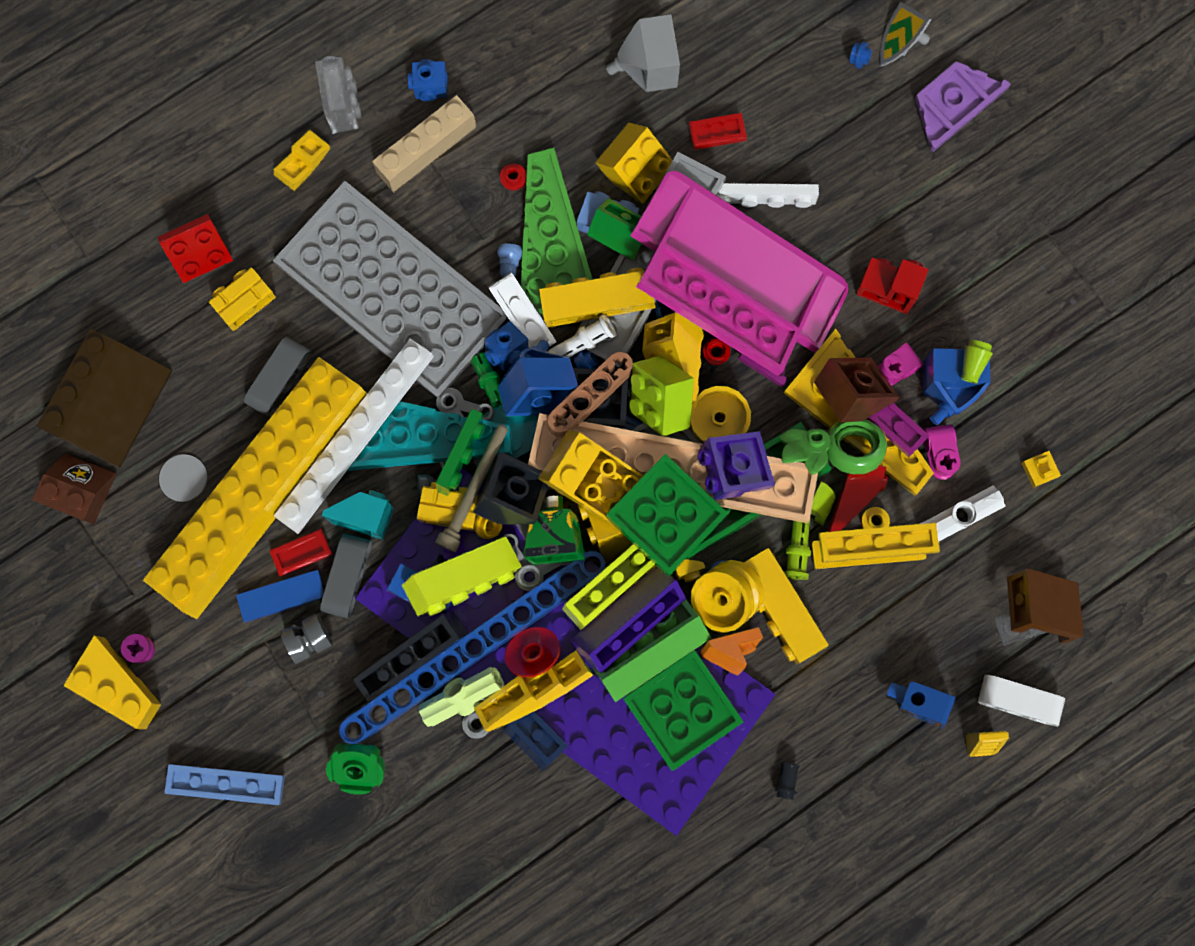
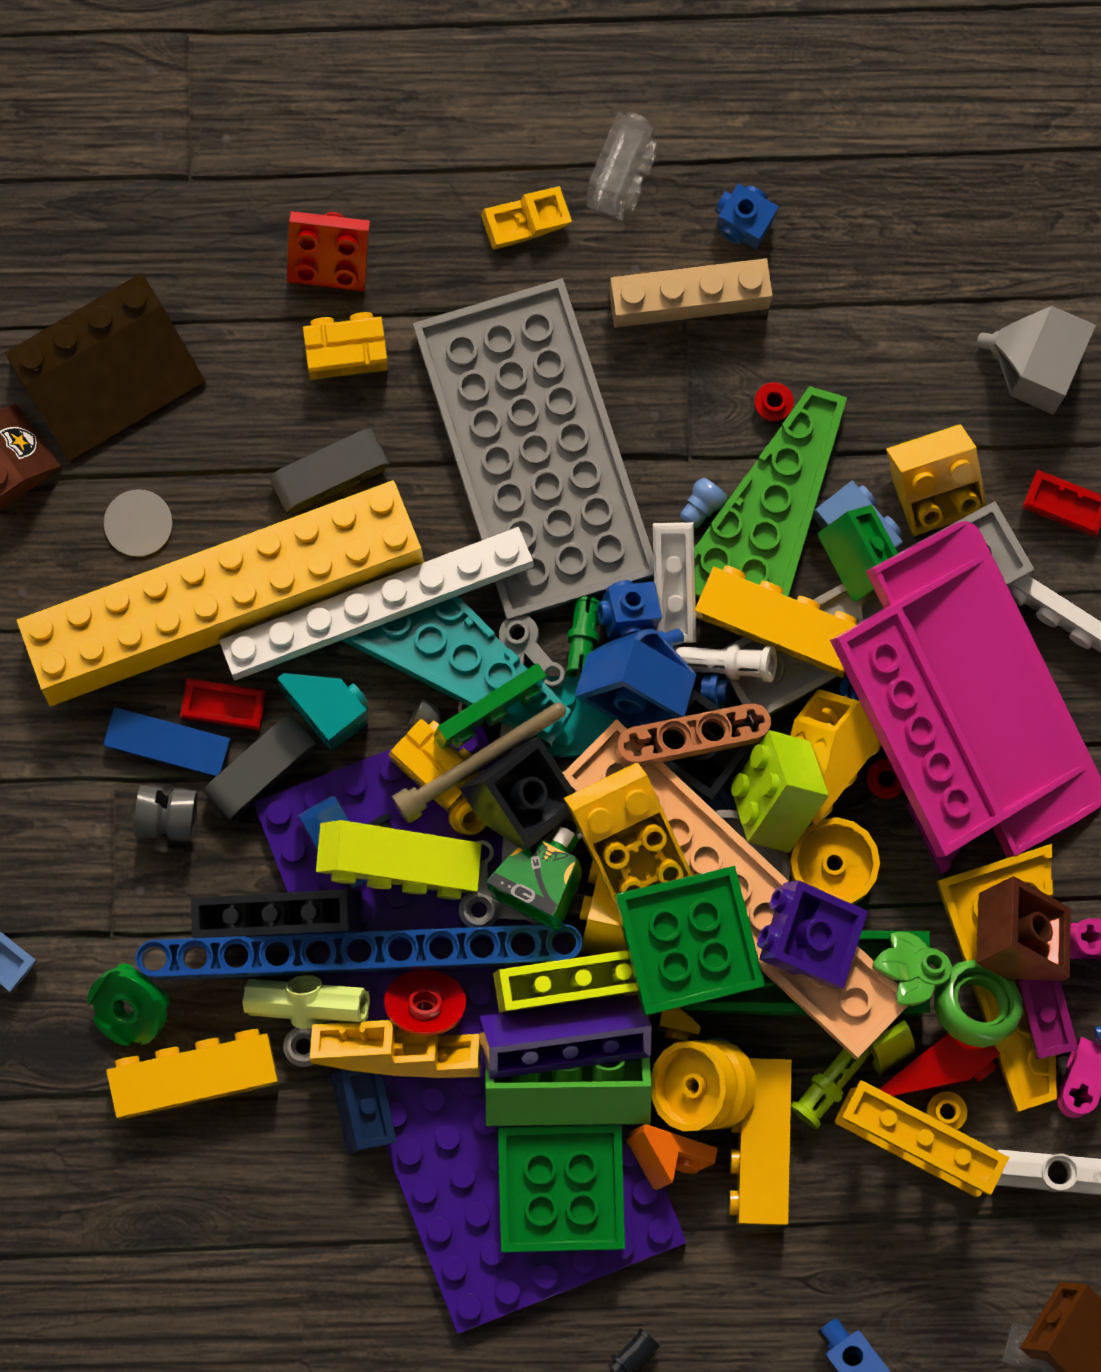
camera: 25 degrees right, 0 degrees up
(421, 785) = (193, 1075): none -> yellow brick

